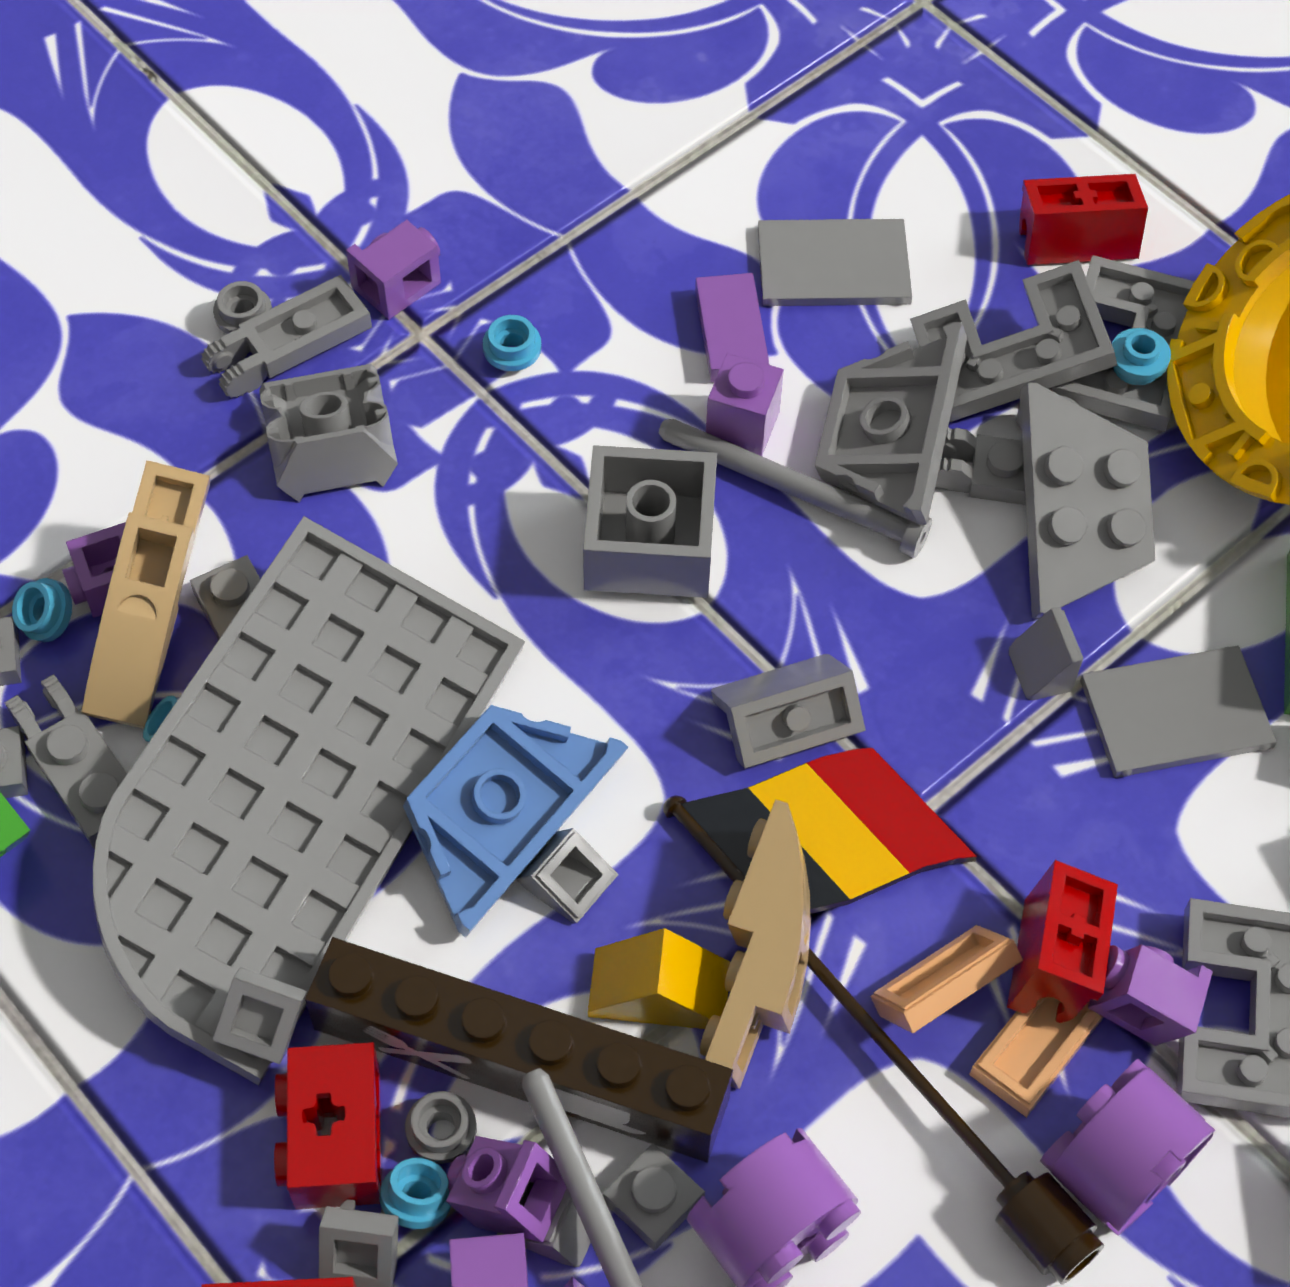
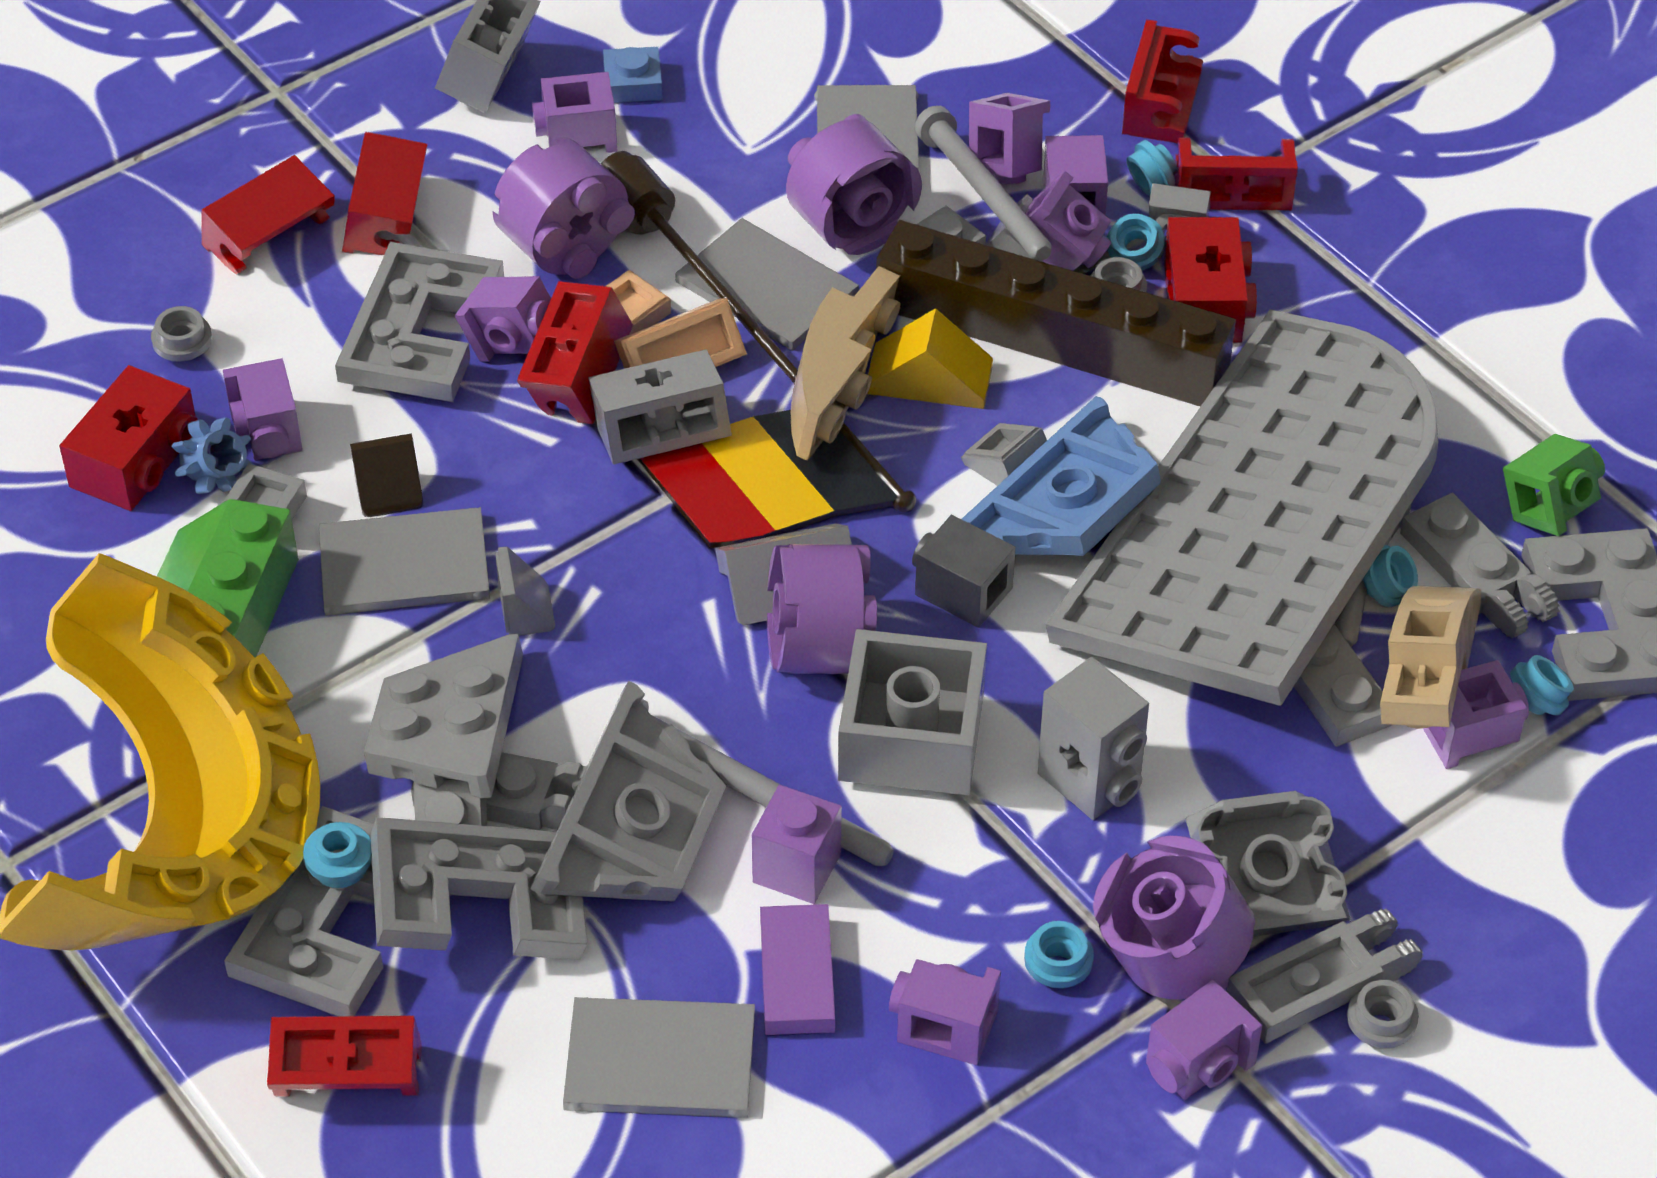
camera: 175 degrees left, 10 degrees down
(259, 1015) = (1272, 318): light grey plate -> none
(413, 323) = (1174, 917): none -> medium lavender brick
(480, 486) = (1093, 738): none -> light grey brick
(605, 282) = (945, 1009): none -> medium lavender brick
(609, 699) = (963, 570): none -> flat silver brick
(749, 616) = (818, 606): none -> medium lavender brick
(863, 1121) = (768, 279): none -> light grey piece
(983, 851) = (660, 406): none -> light grey brick
(1224, 793) = (387, 475): none -> dark brown slope

